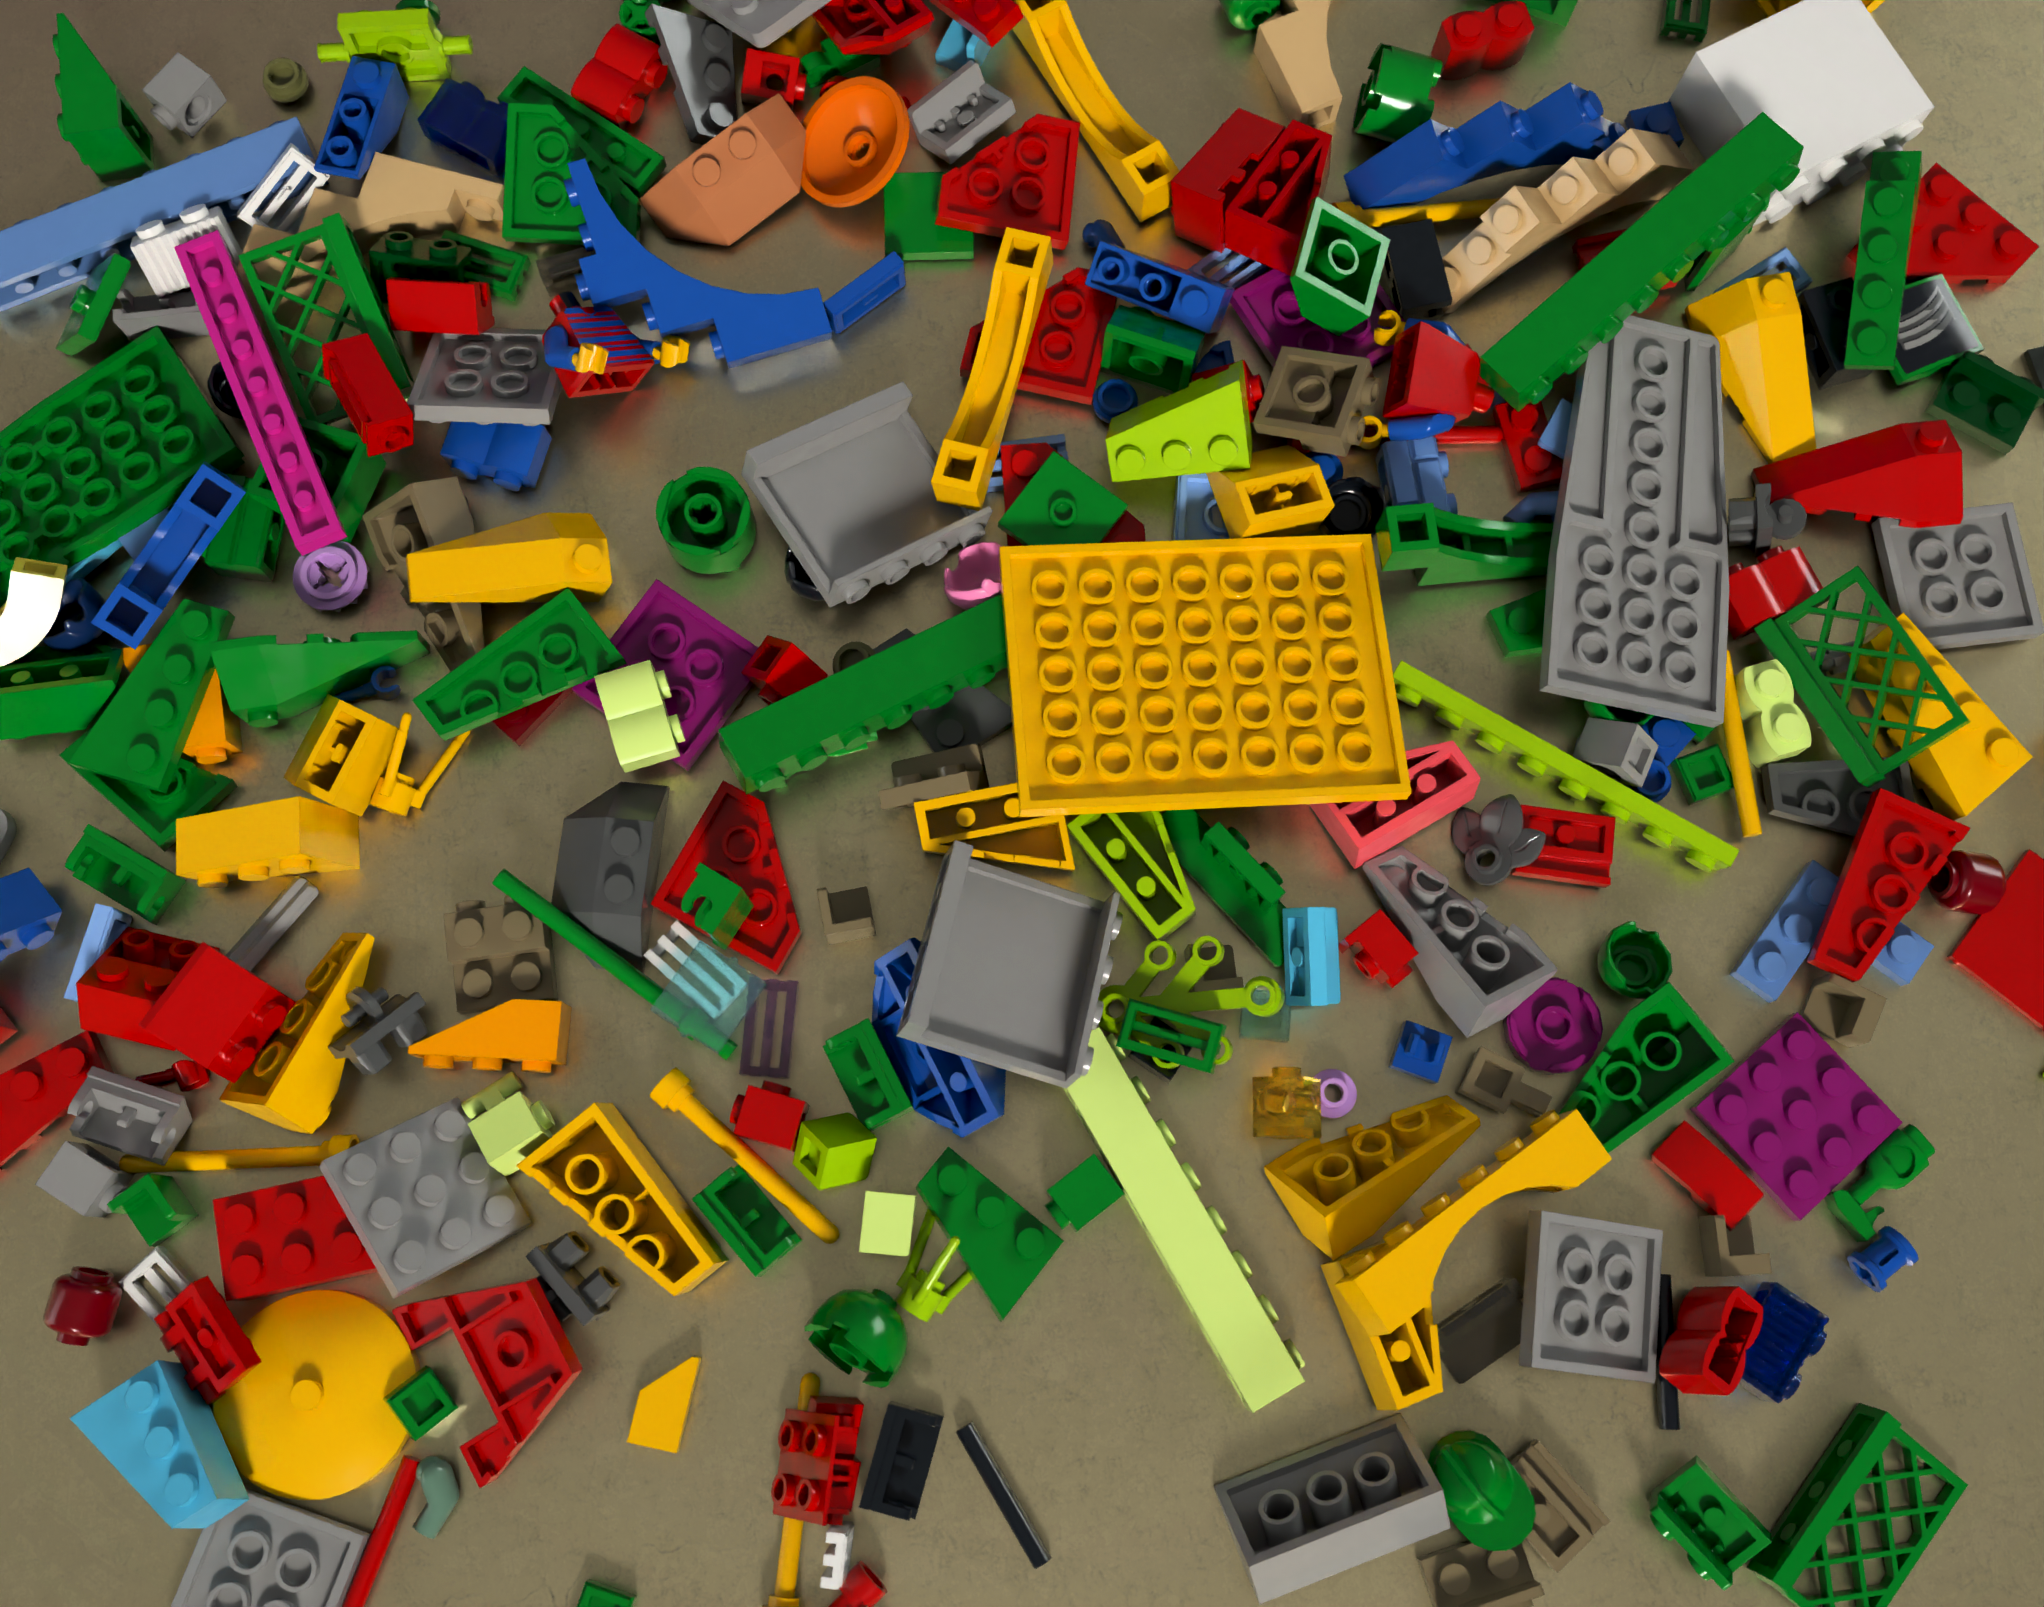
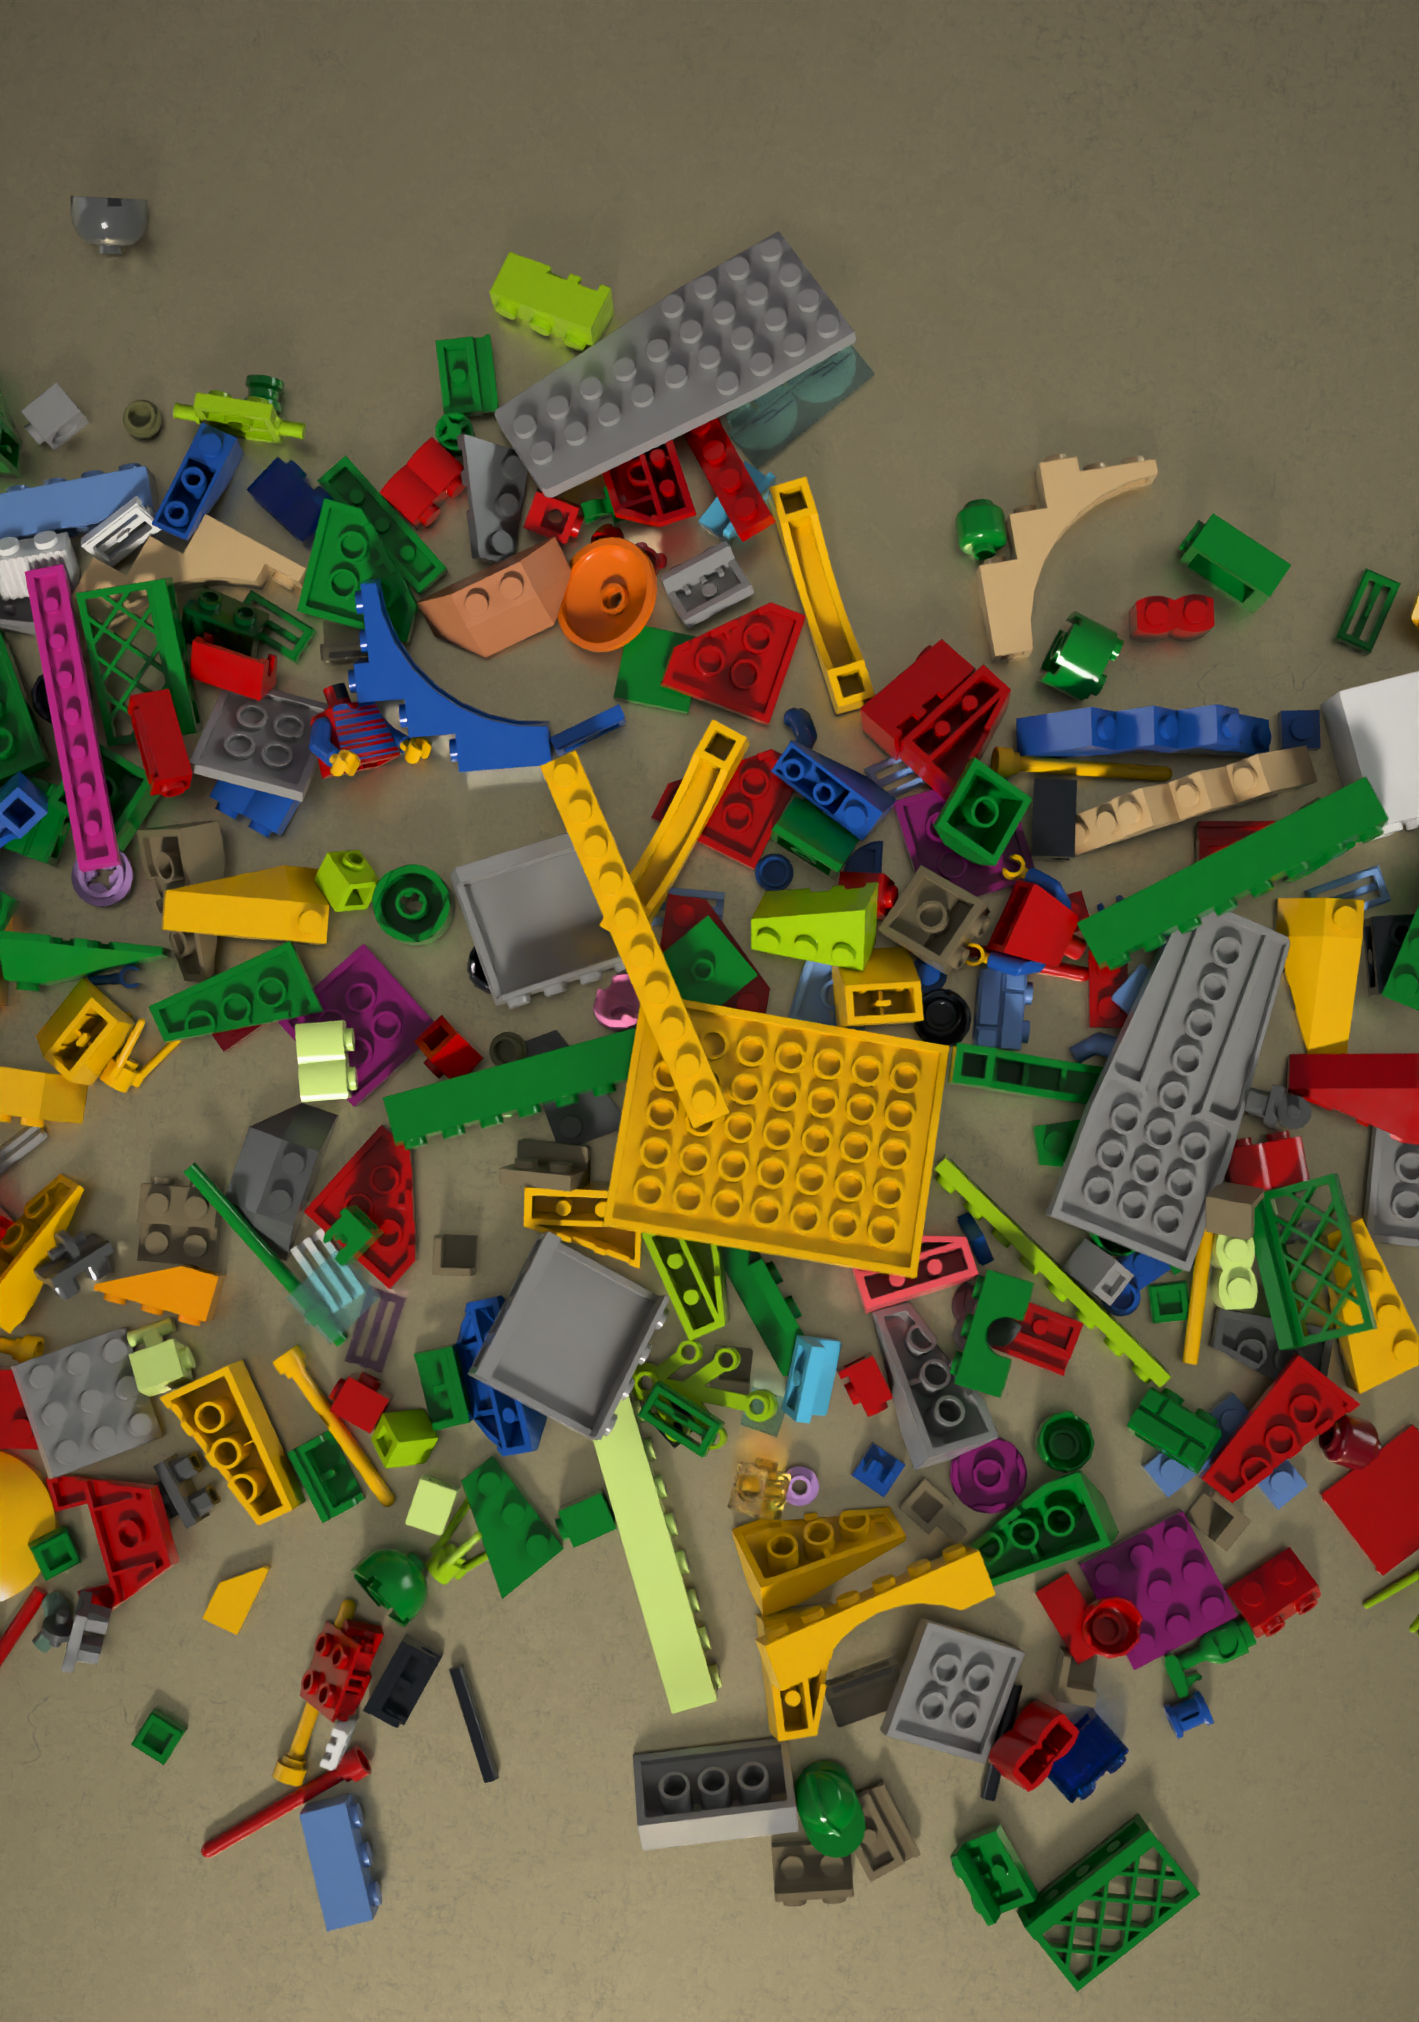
camera: 20 degrees right, 10 degrees up
(475, 1516) = (80, 1647): none -> dark grey hips
(621, 508) = (346, 880): none -> lime brick
(980, 487) = (635, 939): none -> yellow plate
(1464, 743) = (976, 1238): none -> blue tile
(1514, 885) = (978, 1364): none -> green arch
(1754, 639) = (1232, 1209): none -> dark tan panel
(1762, 912) = (1175, 1429): none -> green brick
(1762, 1163) = (1111, 1626): none -> red hair
(1938, 1084) = (1275, 1593): none -> red bracket

